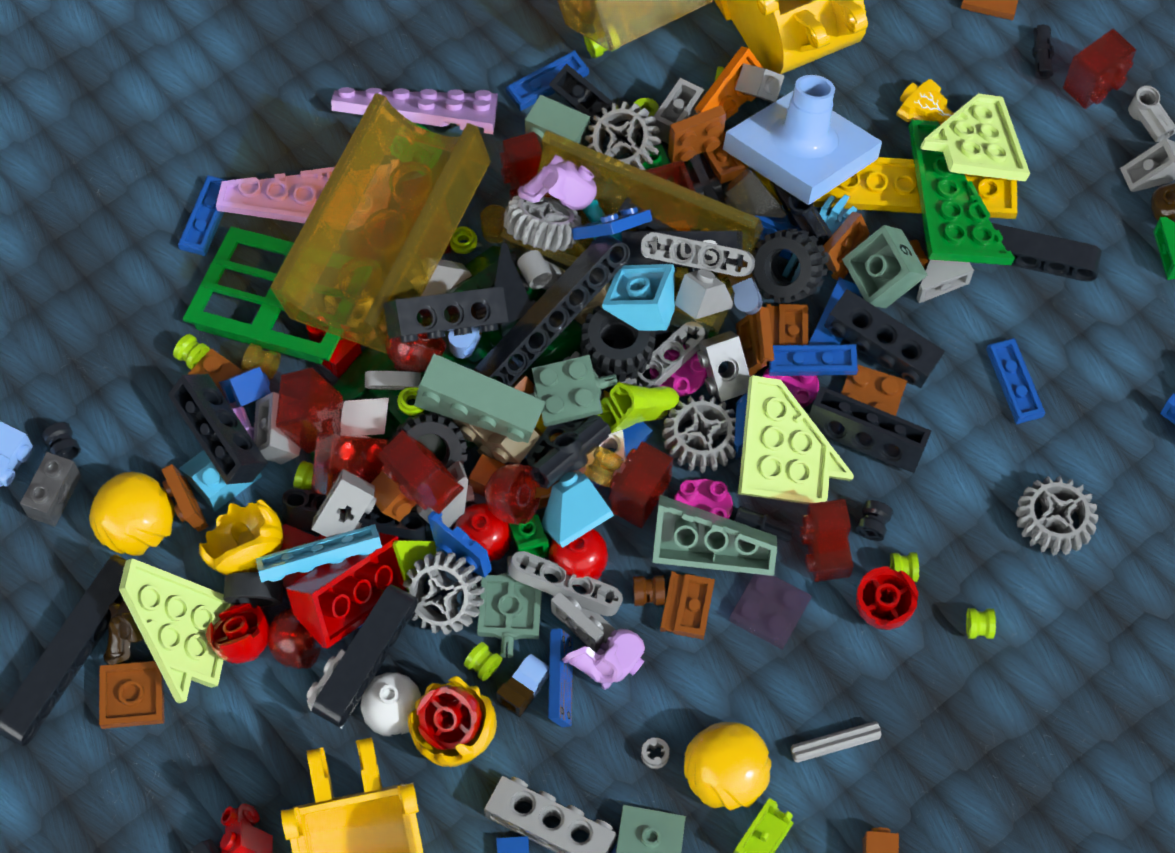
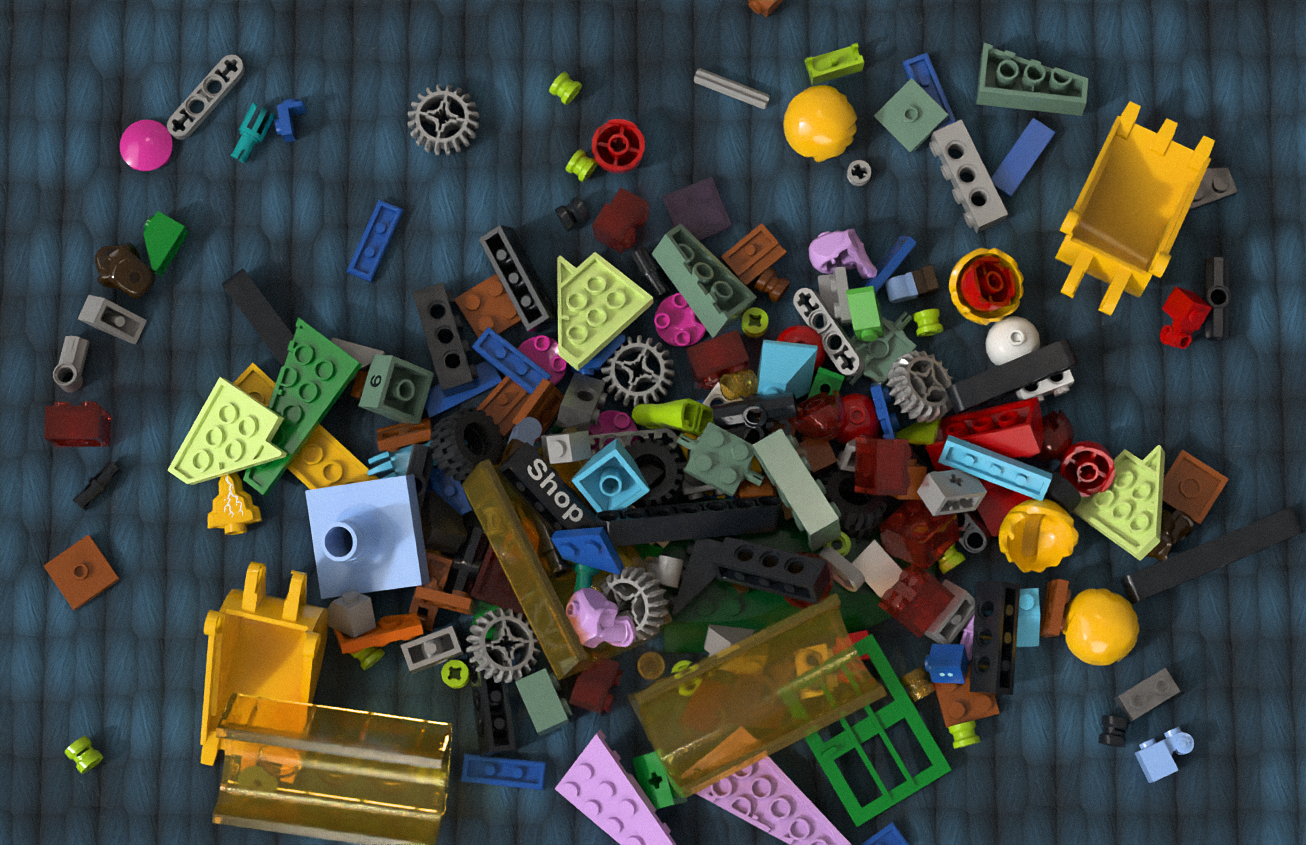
camera: 135 degrees left, 15 degrees up
(541, 611) = (865, 313): none -> bright green slope
(636, 555) = (757, 327): none -> lime wheel
(698, 250) = (551, 470): light grey beam -> none

